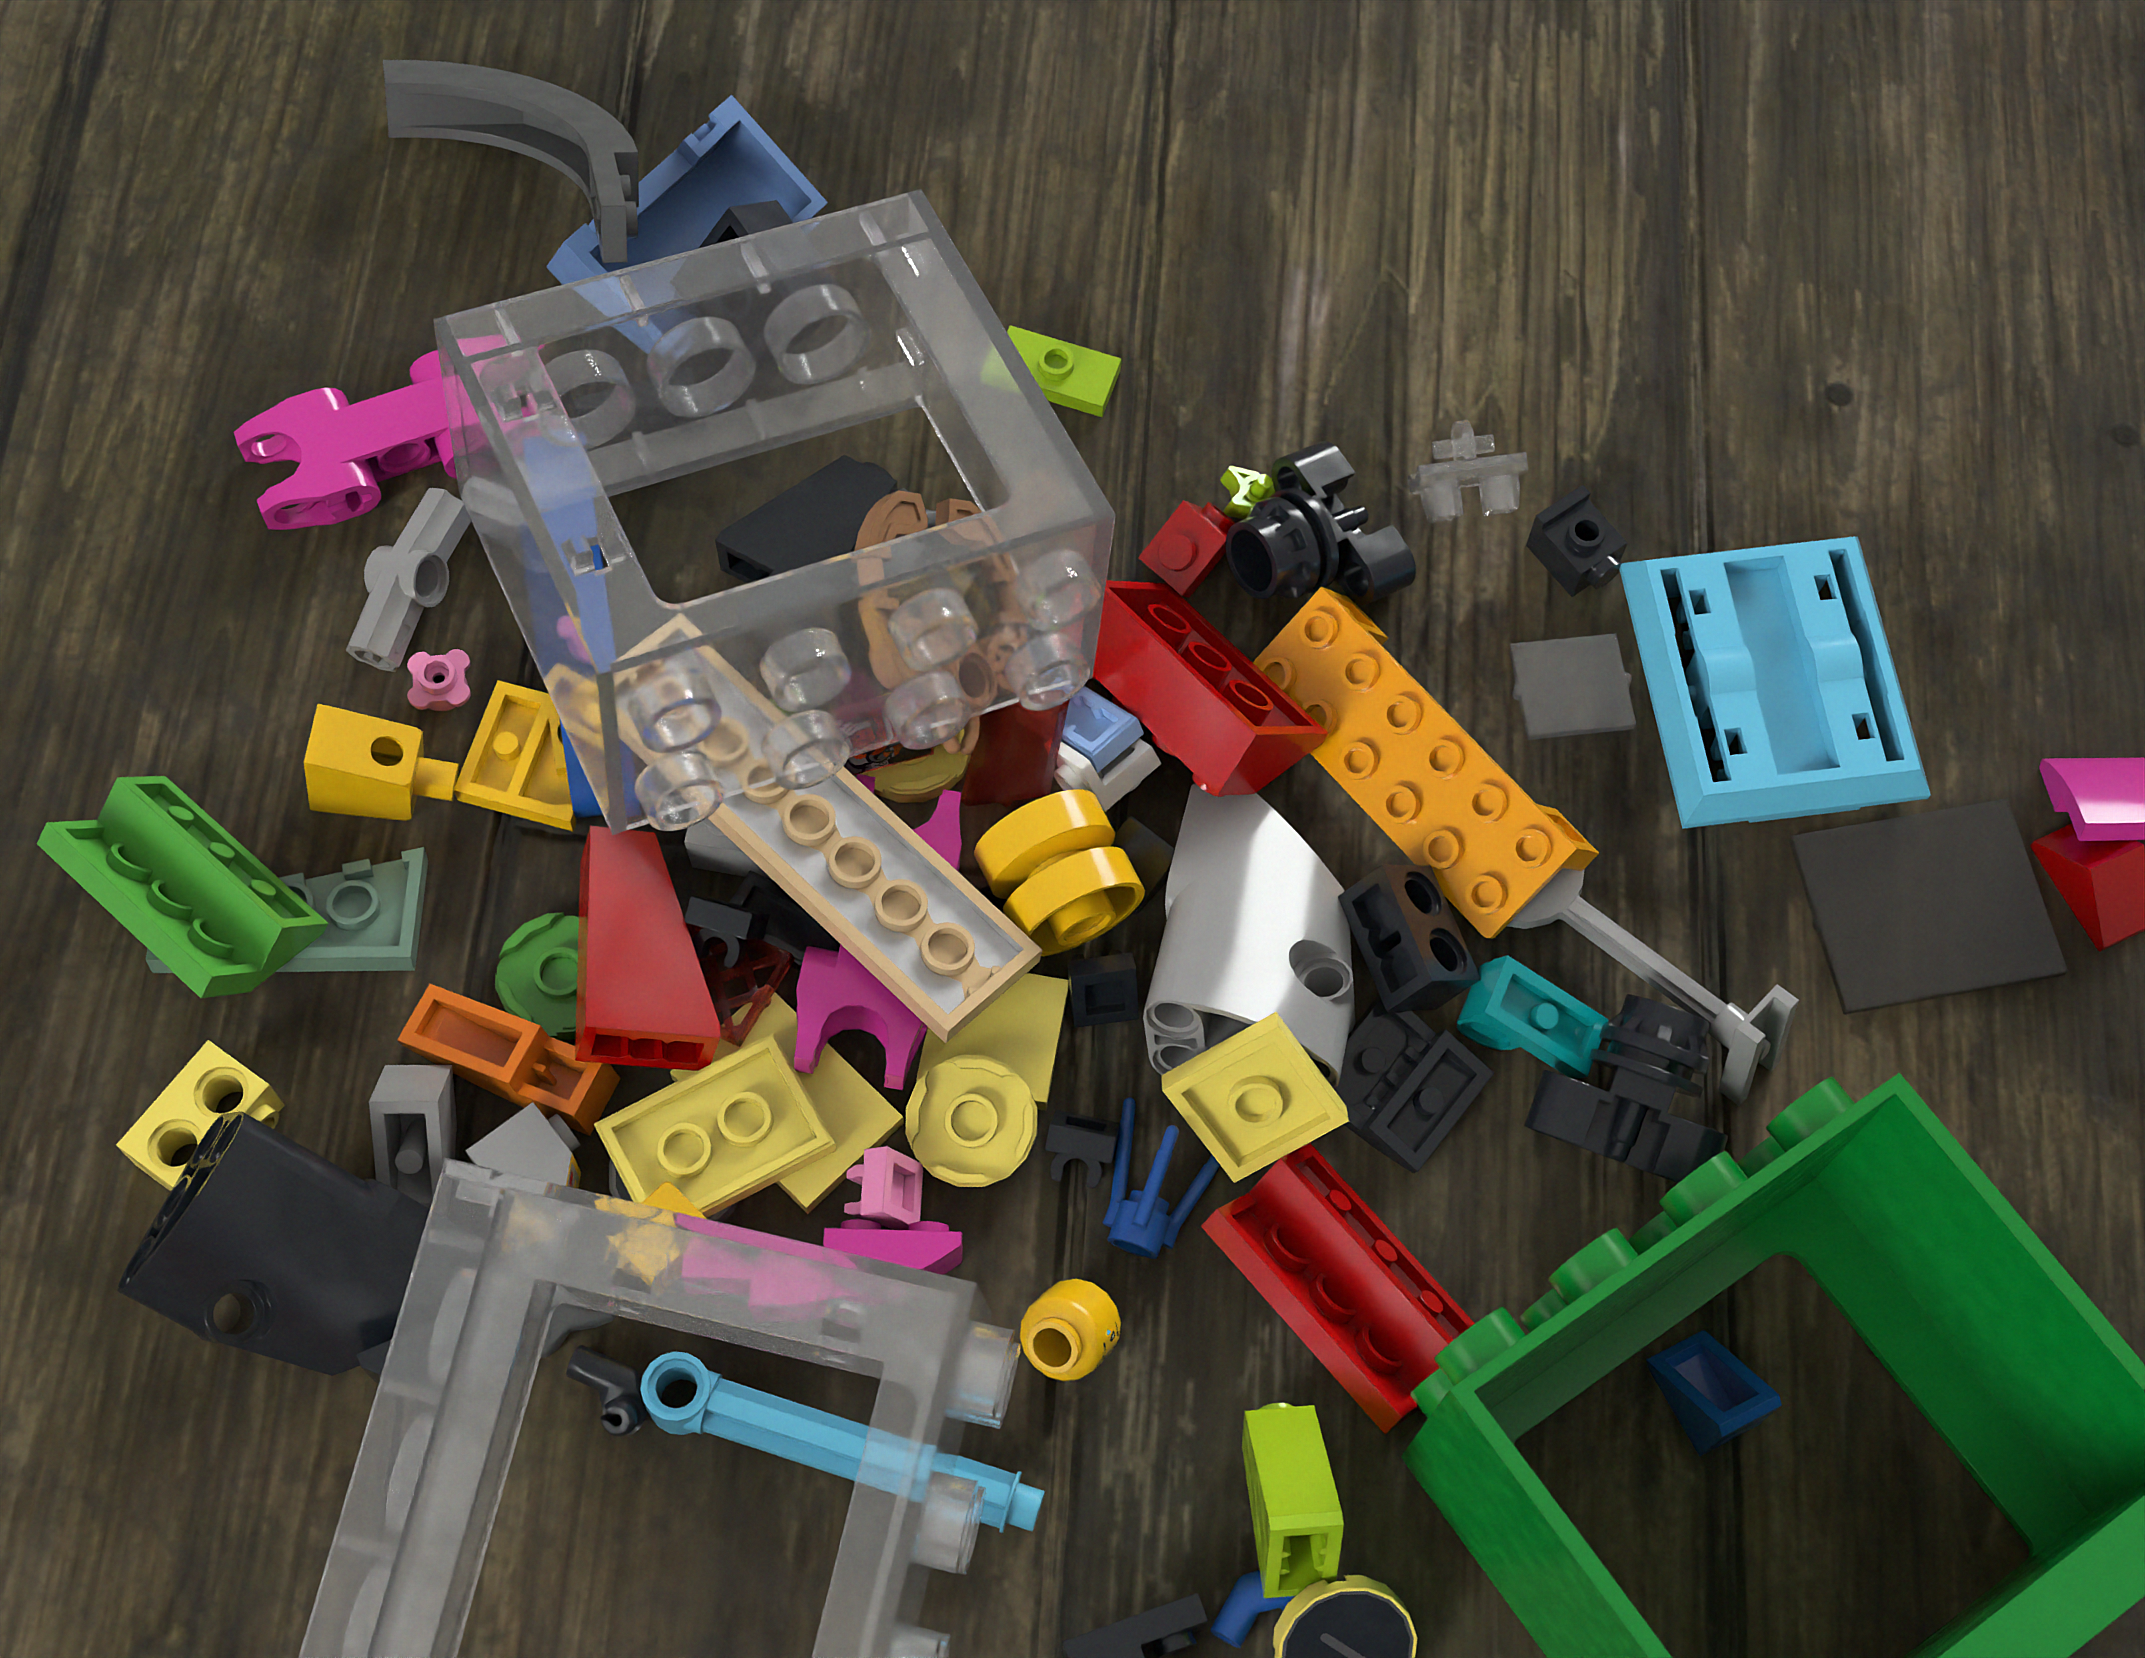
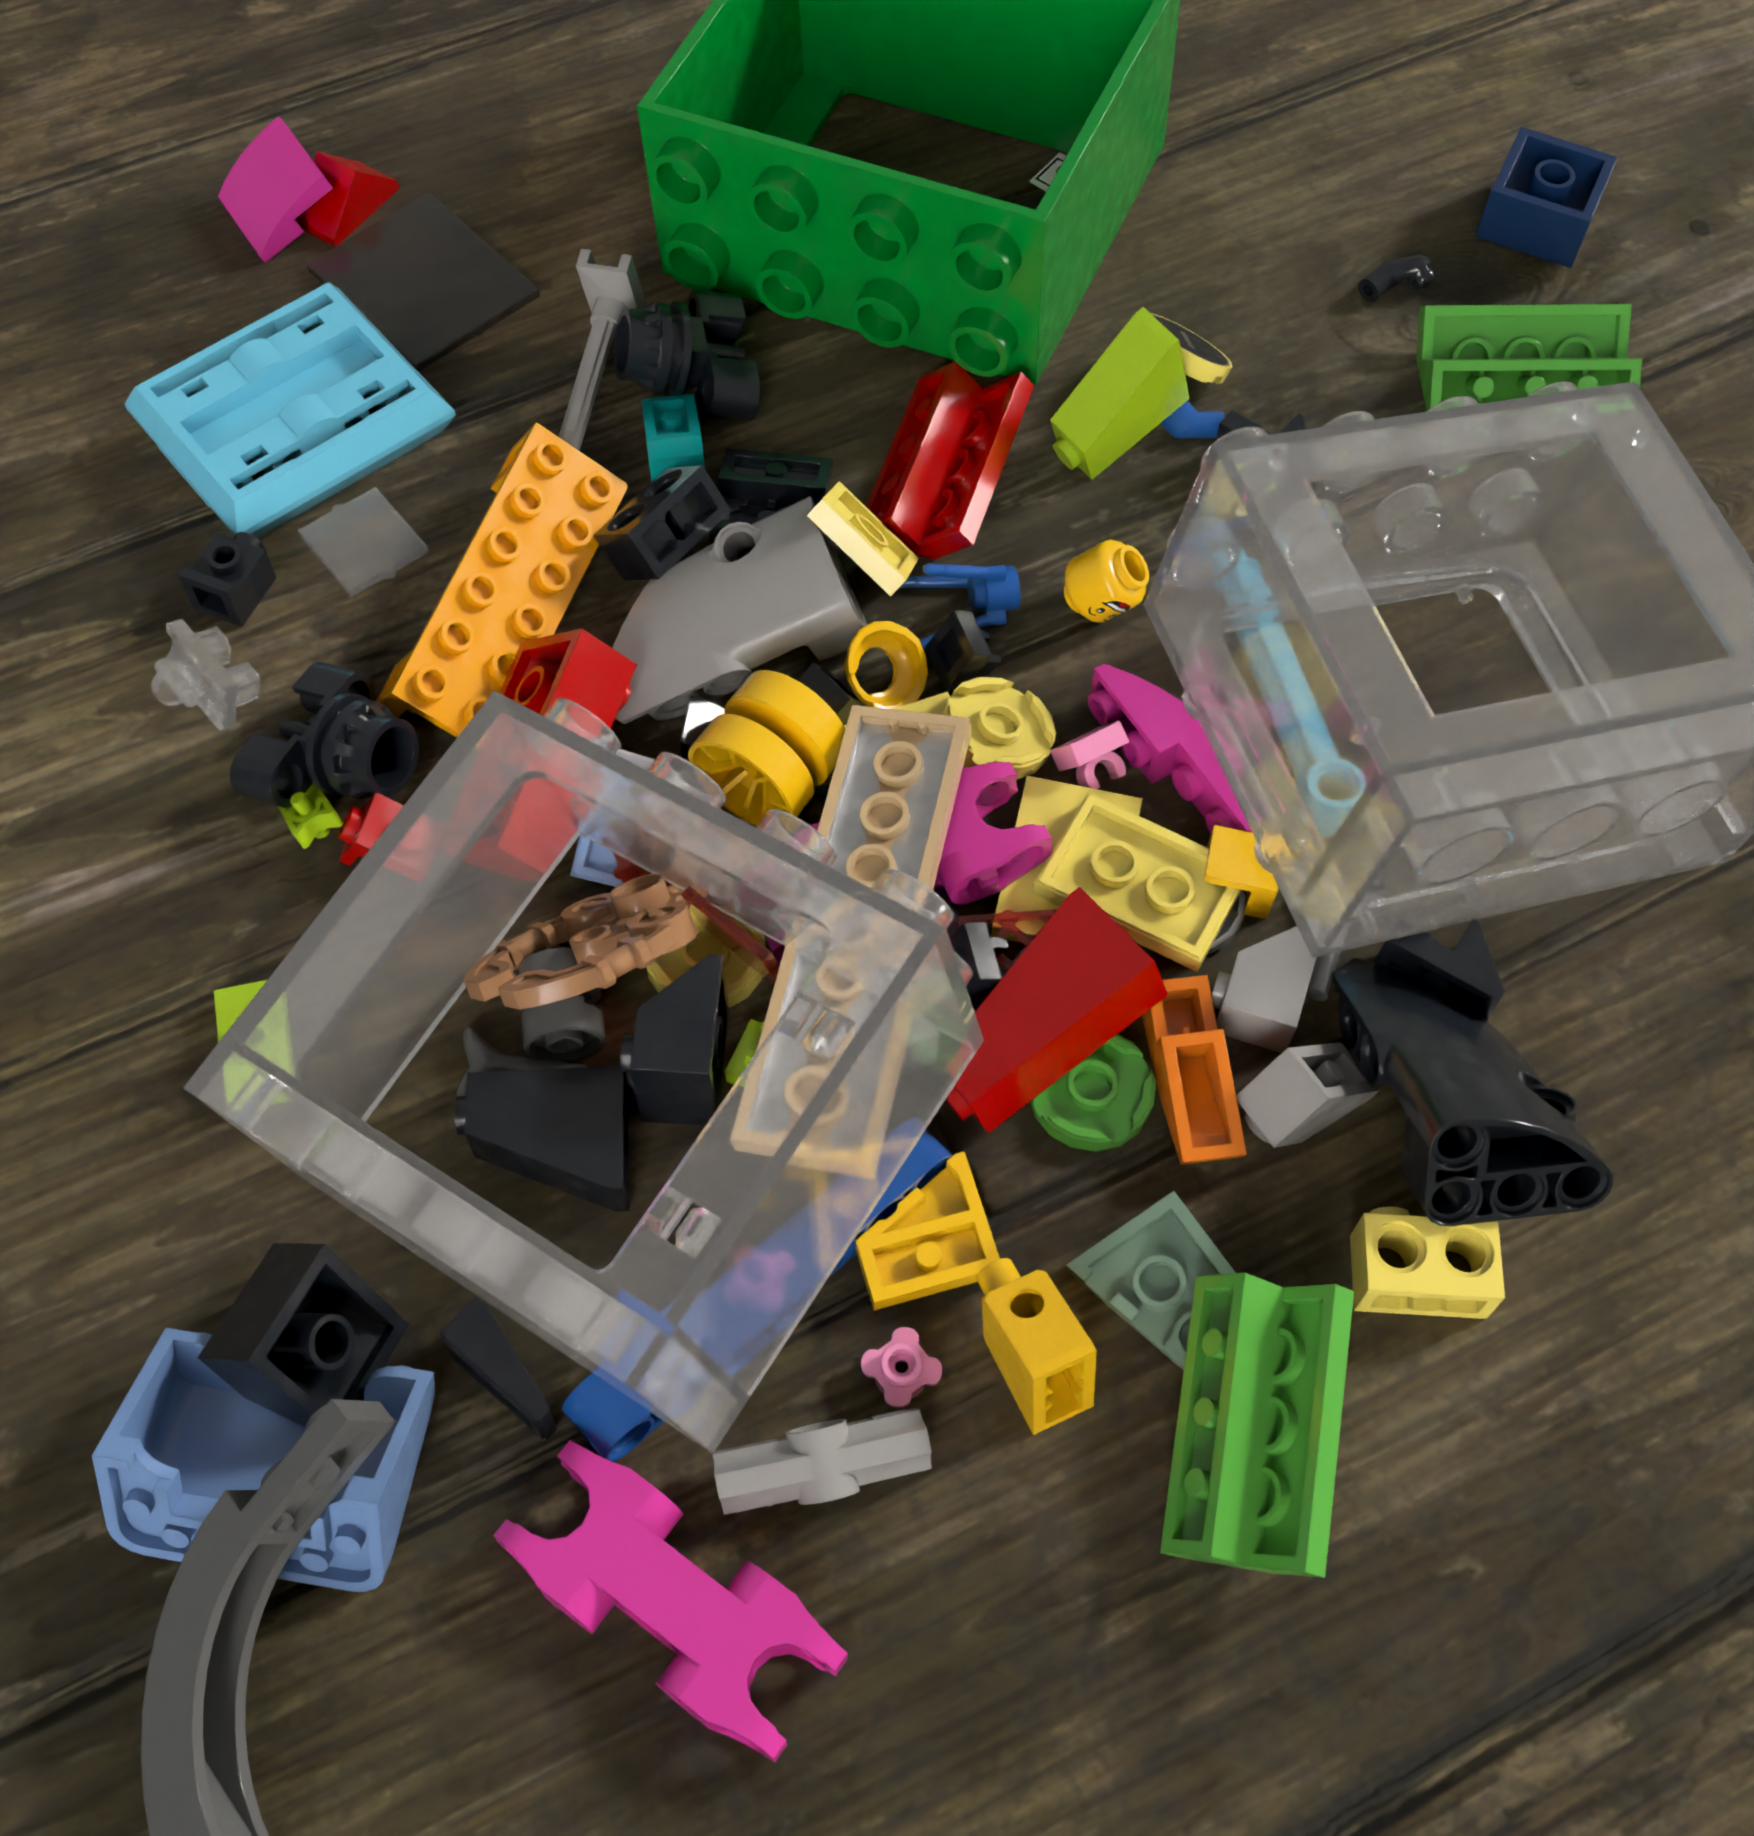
camera: 120 degrees left, 5 degrees down
(1077, 1052) = (905, 655): none -> yellow piece

